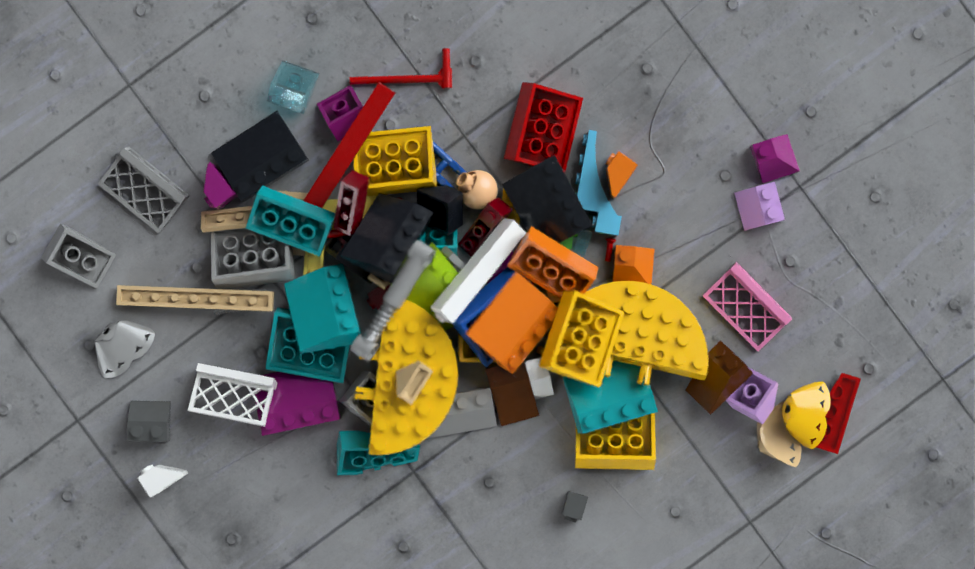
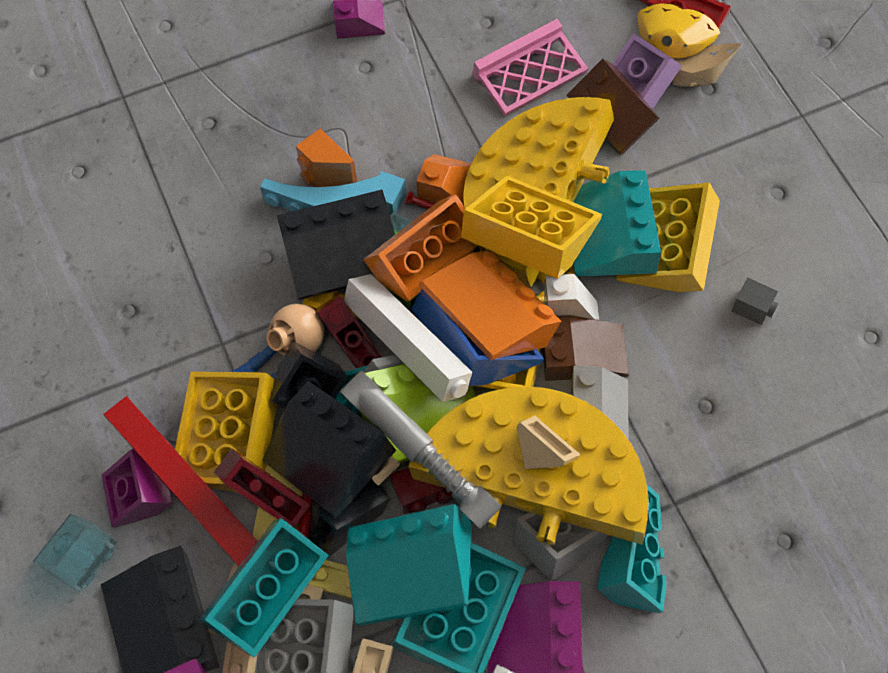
camera: 75 degrees left, 25 degrees down
(443, 78) = (134, 352): red bar -> none
(543, 125) = (234, 245): red slope -> none
(759, 206) = (410, 33): lavender slope -> none

